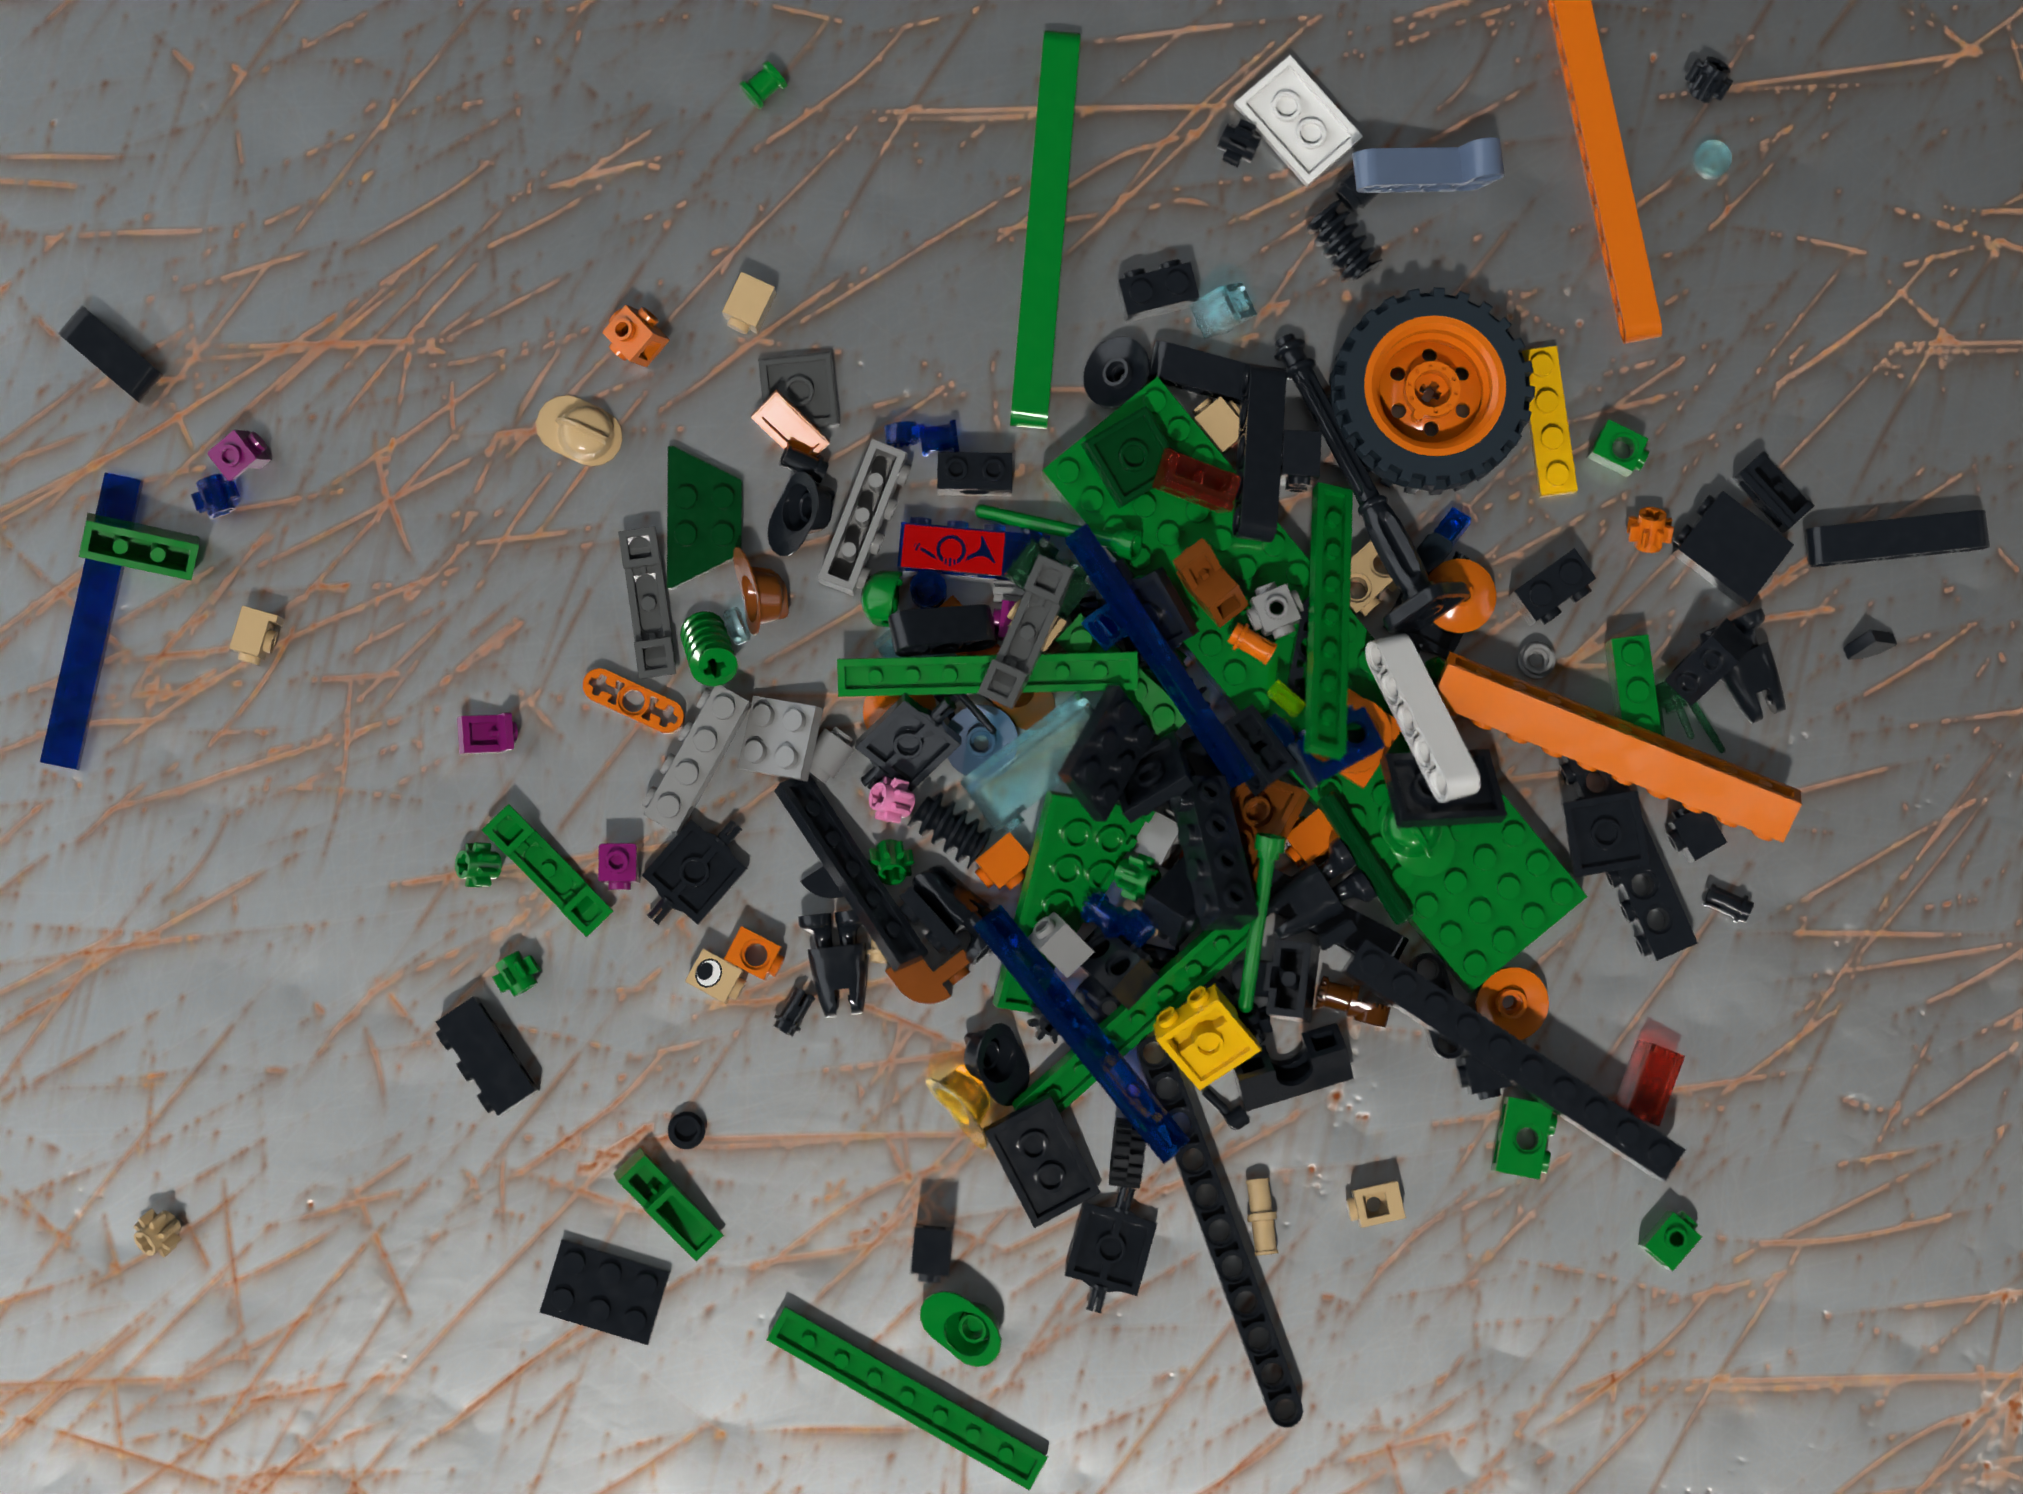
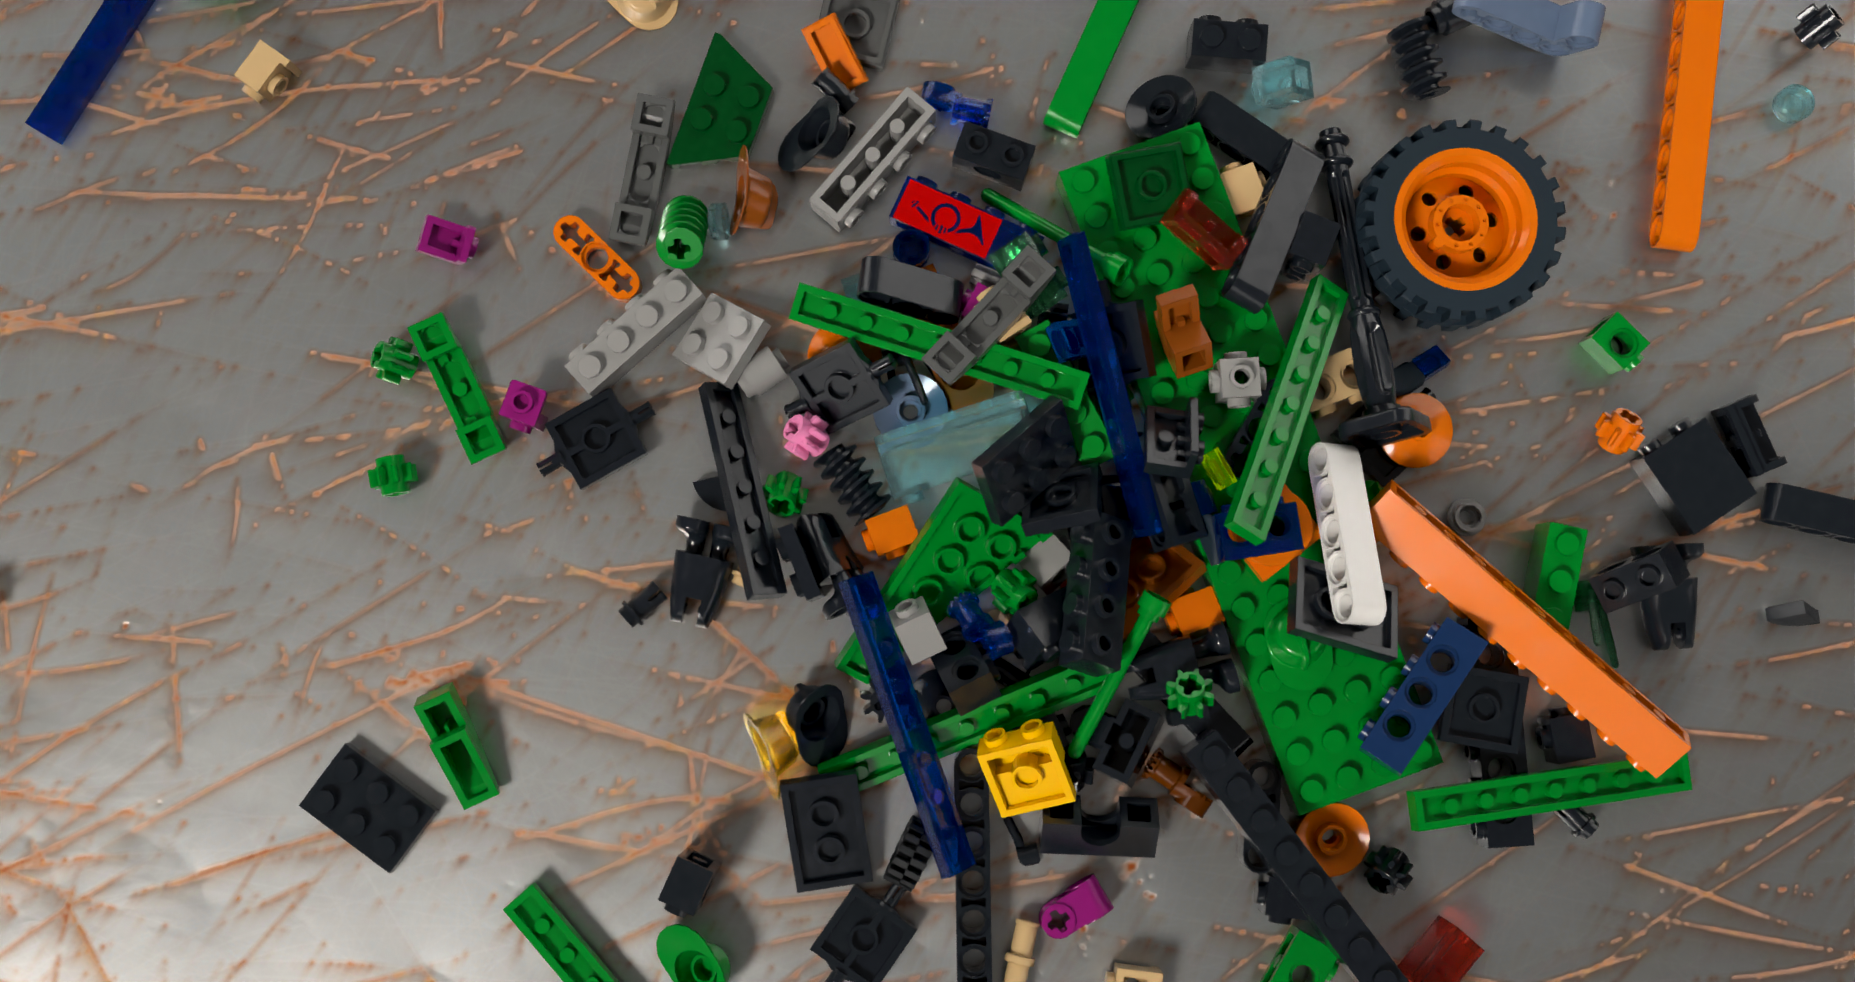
camera: 20 degrees right, 0 degrees up
(485, 1057) = (336, 544): black brick -> none
(686, 1130) = (501, 680): black plate -> none
(716, 977) = (580, 545): tan brick -> none
(738, 954) = (608, 533): orange brick -> none
(881, 596) = (863, 239): green hair -> none
(924, 985) = (776, 624): dark orange brick -> none
(1233, 687) = (1173, 440): none -> black bracket
(1251, 643) = (1206, 404): orange pin -> none
(1299, 1145) = (1082, 904): none -> magenta piece
(1330, 914) = (1190, 683): none -> green gear
(1365, 858) = (1241, 650): dark green axle -> none
(1539, 901) = (1464, 650): none -> dark blue brick
(1550, 425) = (1553, 305): yellow plate -> none
(1553, 586) = (1508, 452): black brick -> none
(1573, 1014) = (1388, 870): none -> black gear
(1689, 890) = (1540, 793): none -> green plate

